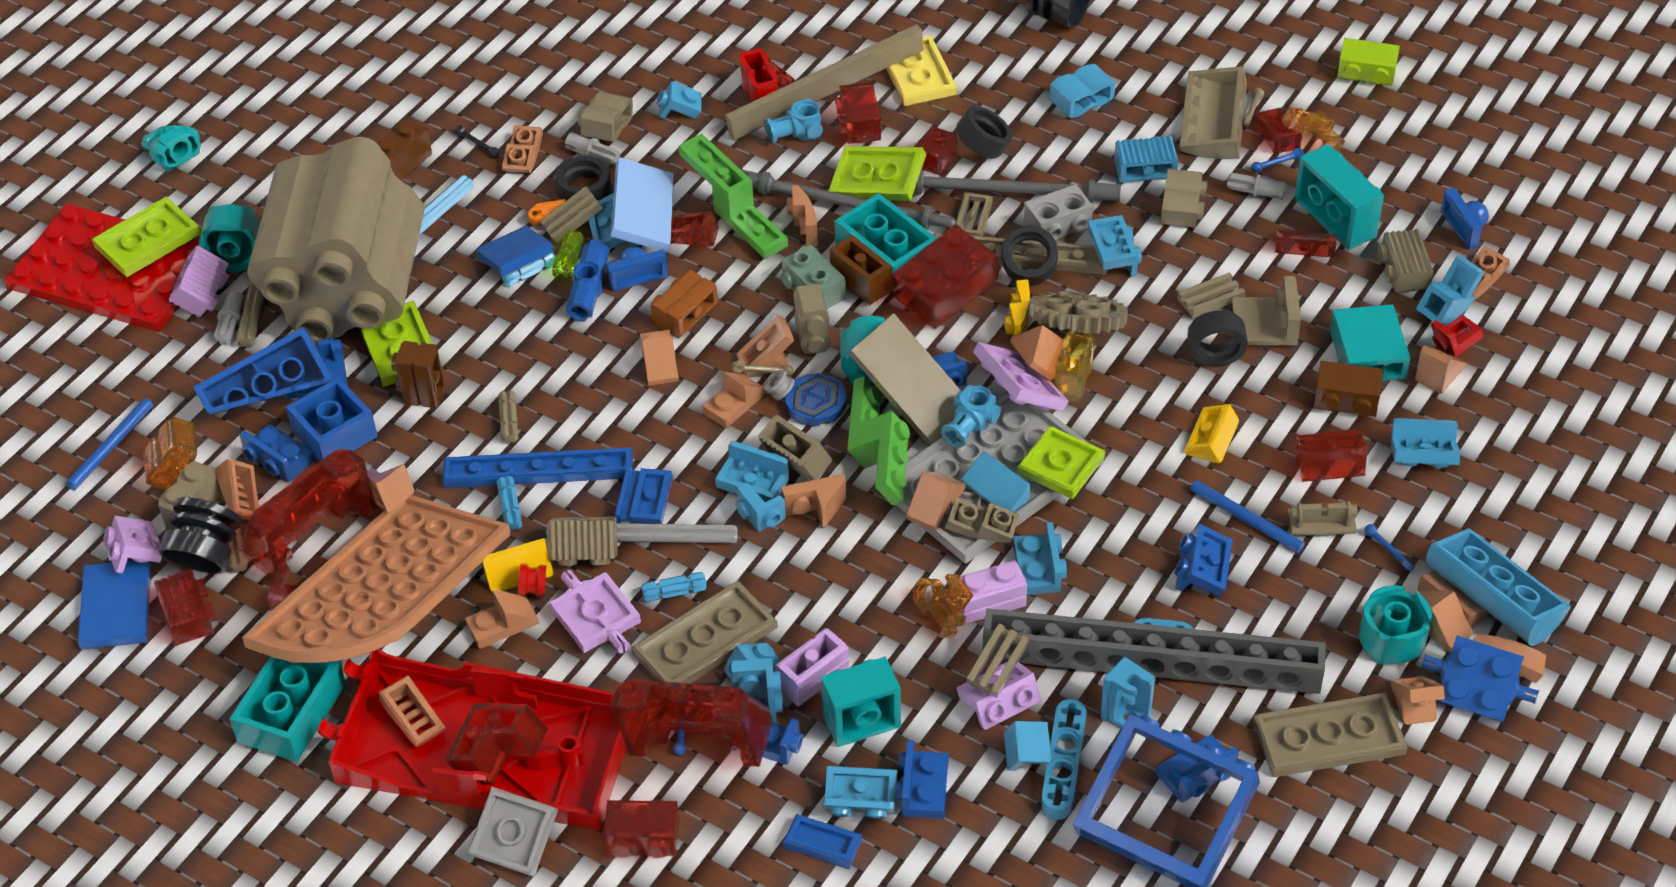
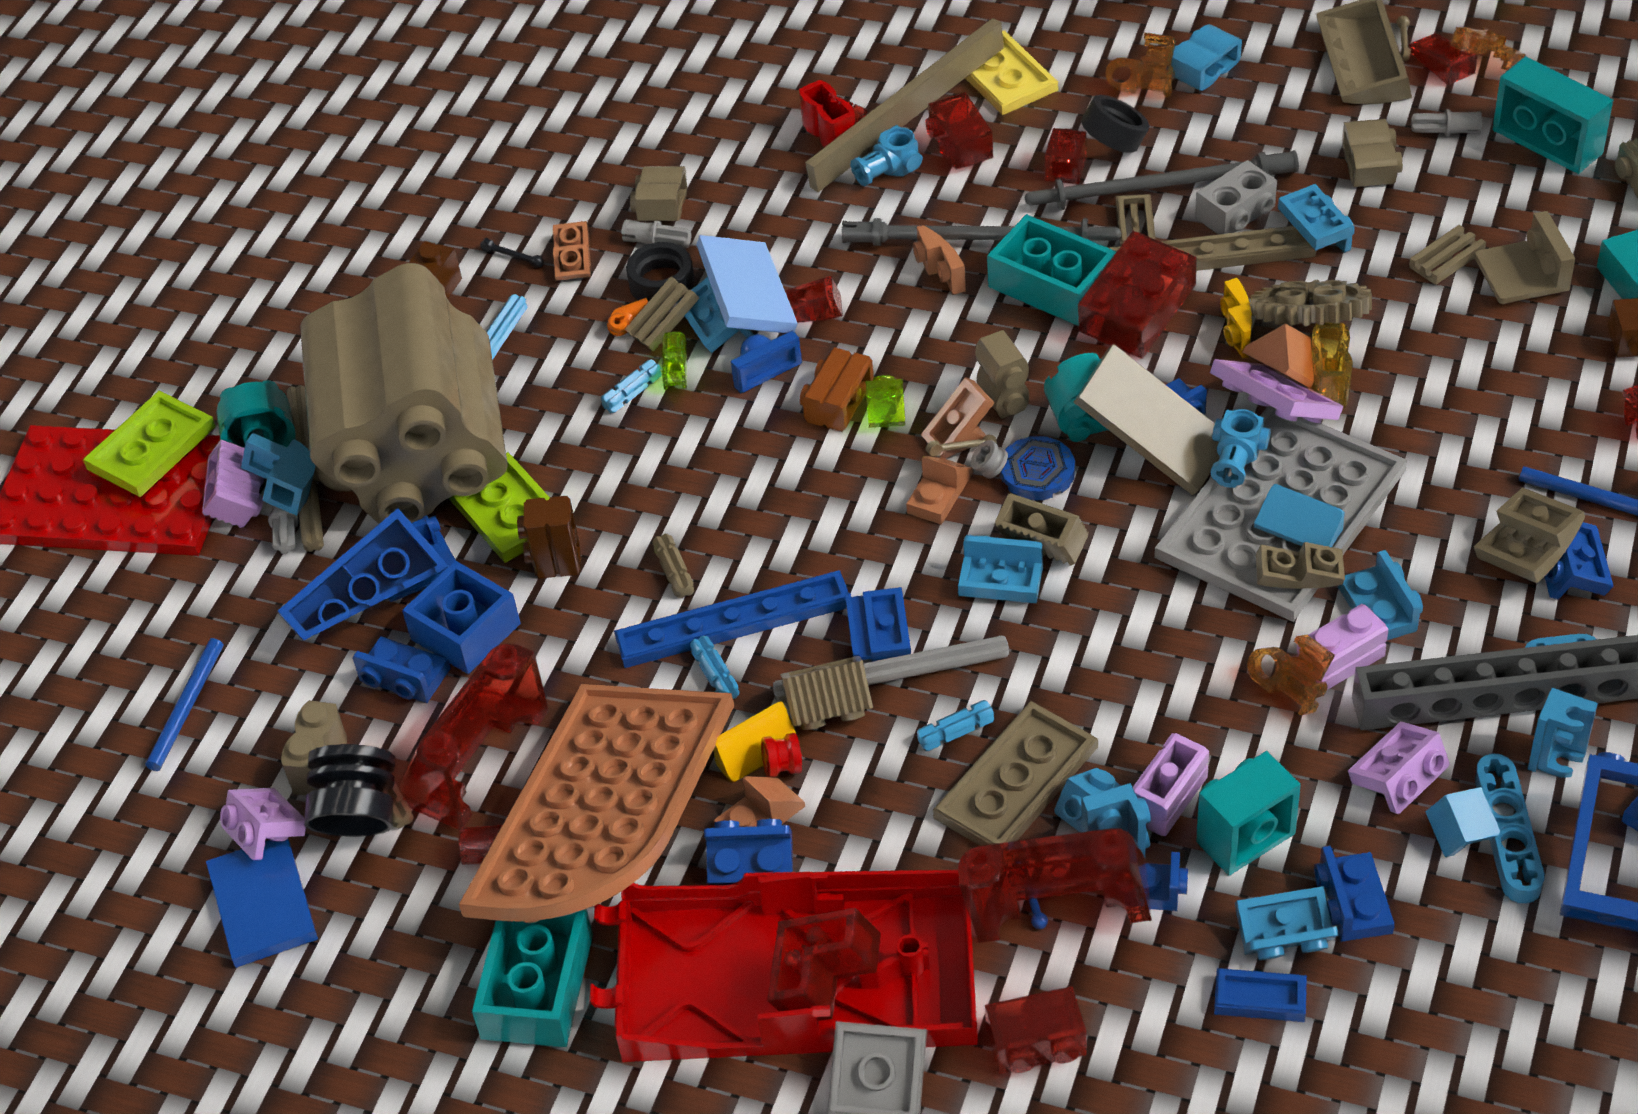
camera: 10 degrees left, 0 degrees up
(169, 453) = (272, 698): clear orange brick -> none
(172, 145) = (139, 330): teal piece -> none
(184, 607) = (354, 884): clear red brick -> none
(235, 288) = (287, 471): none -> dark azure brick
(238, 476) = (371, 721): nougat slope -> none
(390, 487) = (567, 681): nougat slope -> none
(396, 692) = (681, 922): nougat slope -> none
(479, 646) = (743, 850): none -> blue bracket
(514, 250) = (608, 368): blue tile -> none
(587, 280) = (711, 386): blue piece -> none
(595, 612) = (872, 777): lavender plate -> none
(659, 357) = (830, 457): nougat slope -> none
(680, 99) = (741, 157): dark azure bracket -> none
(717, 321) = (885, 402): none -> clear neon green bracket
(733, 196) = (851, 252): bright green bracket -> none
(759, 513) = (1020, 611): dark azure bracket -> none
(810, 268) = (972, 318): sand green brick -> none
(823, 495) = (1089, 578): nougat slope -> none
(863, 269) = (1035, 307): reddish brown brick -> none
(878, 440) = (1139, 498): bright green bracket -> none
(881, 170) = (1010, 190): lime plate -> none
(933, 499) = (1233, 554): nougat slope -> none
(1010, 636) = (1402, 695): dark tan tile -> none
(1027, 233) = (1226, 225): black tyre -> none
(1034, 92) = (1153, 67): none -> clear orange piece
(1061, 462) = (1365, 478): lime plate -> none
(1144, 158) = (1309, 118): dark azure brick -> none
(1173, 536) = (1530, 535): none -> dark tan slope
(1212, 433) = (1515, 409): yellow slope -> none
(1217, 354) = (1475, 284): black tyre -> none
(1297, 153) = (1474, 80): blue hinge -> none
(1305, 243) = (1529, 175): clear red slope -> none

